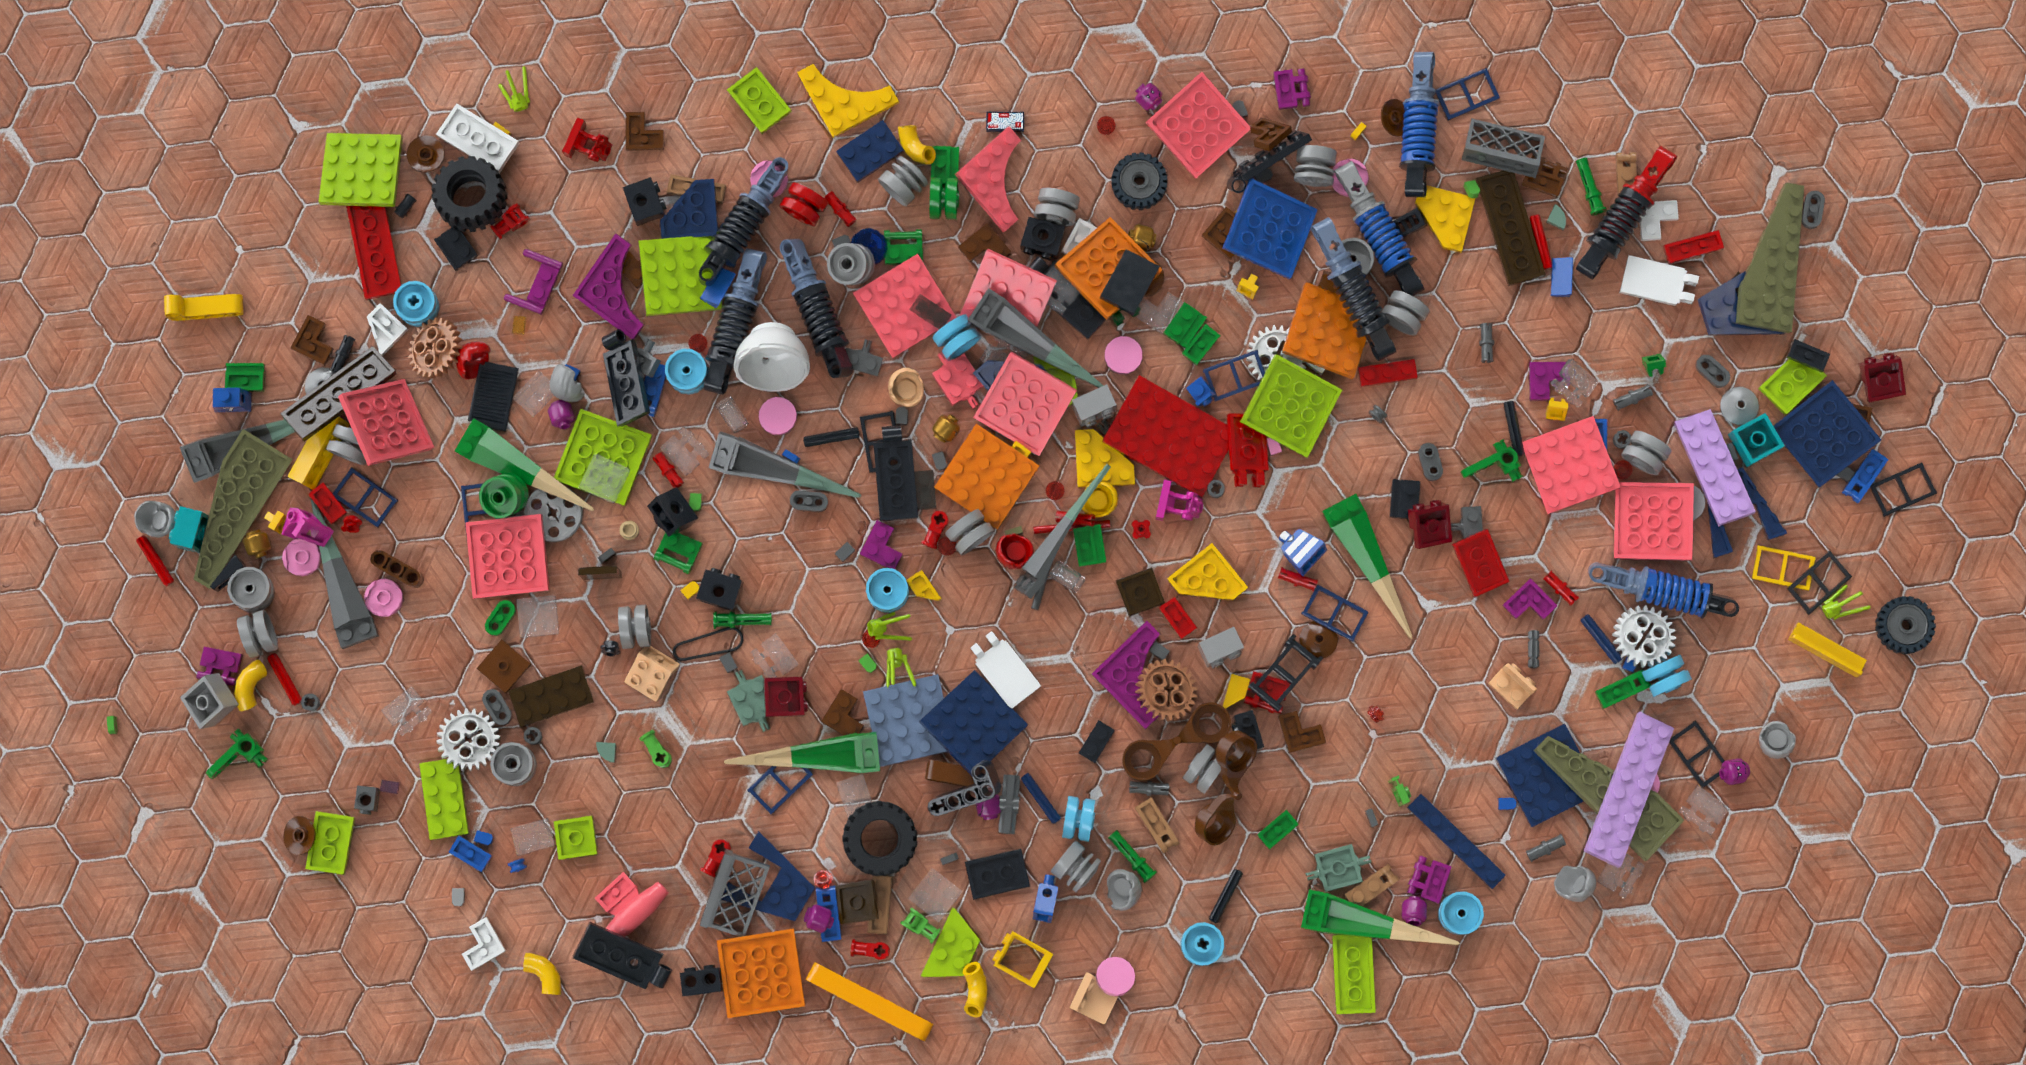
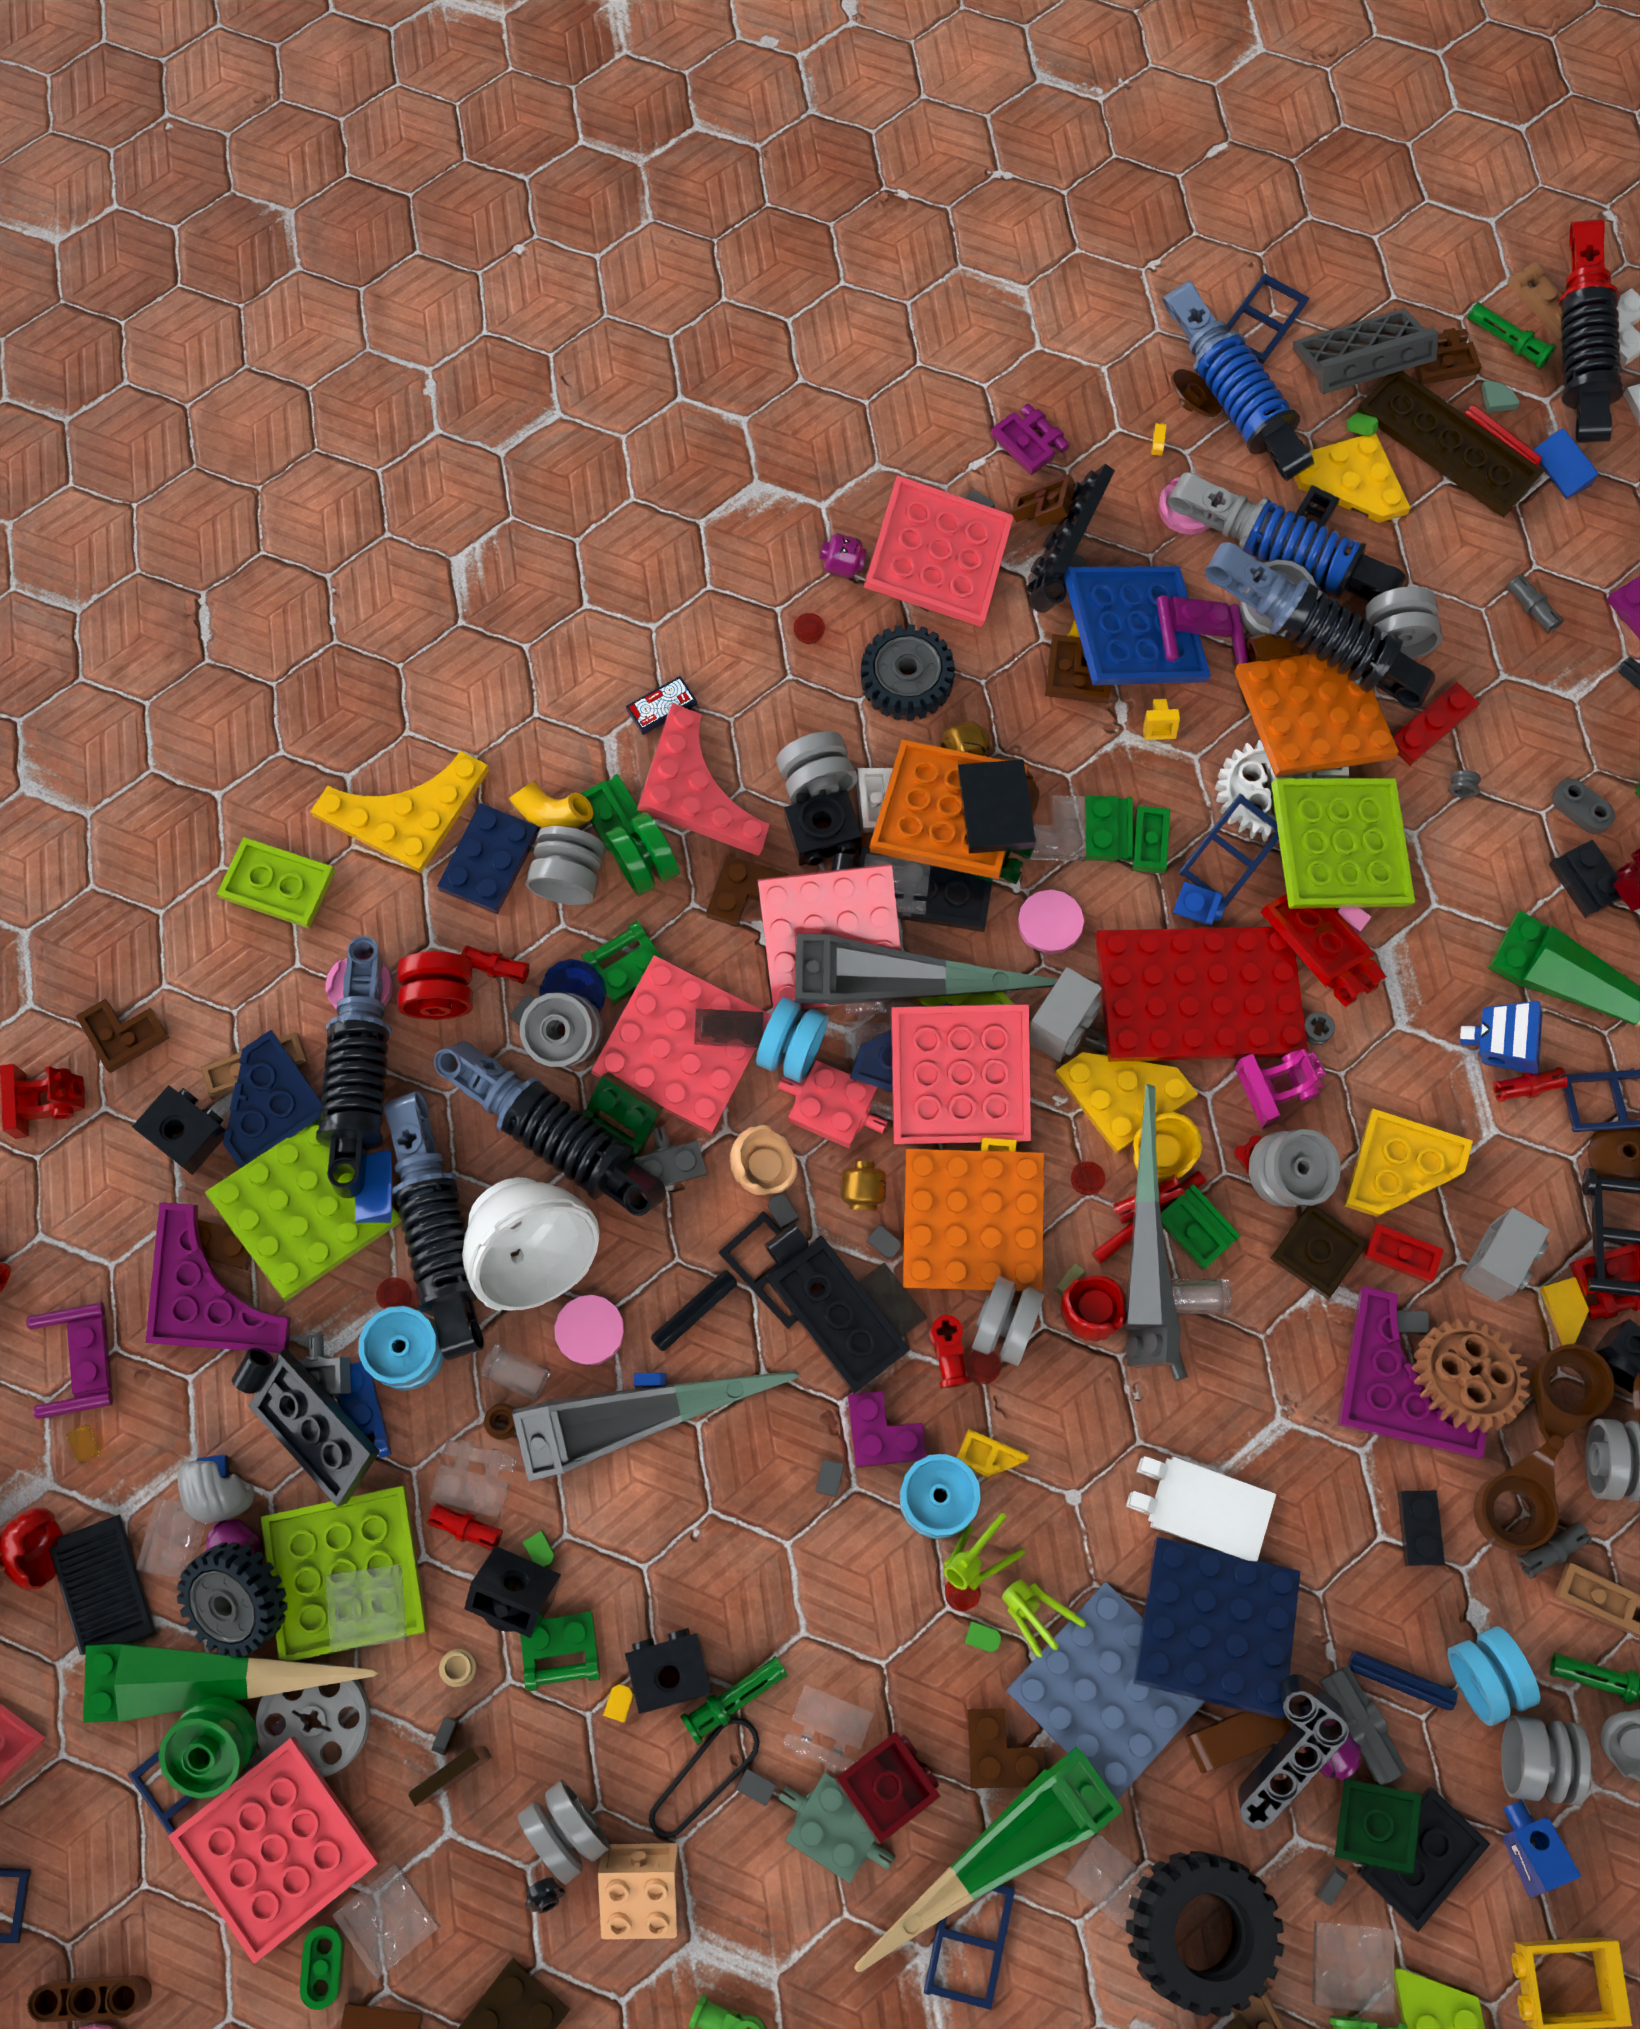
camera: 35 degrees left, 10 degrees down
(548, 438) = (232, 1599): none -> black wheel
(708, 429) = (491, 1419): none -> reddish brown plate
(809, 499) = (721, 1431): dark grey plate -> none
(858, 320) = (627, 1108): none -> dark green plate
(985, 847) = (1378, 1826): none -> dark green plate
(1140, 544) = (1294, 1168): none -> light grey wheel
(1305, 244) = (1200, 618): none -> magenta plate
(1315, 166) = (1138, 508): light grey wheel -> none

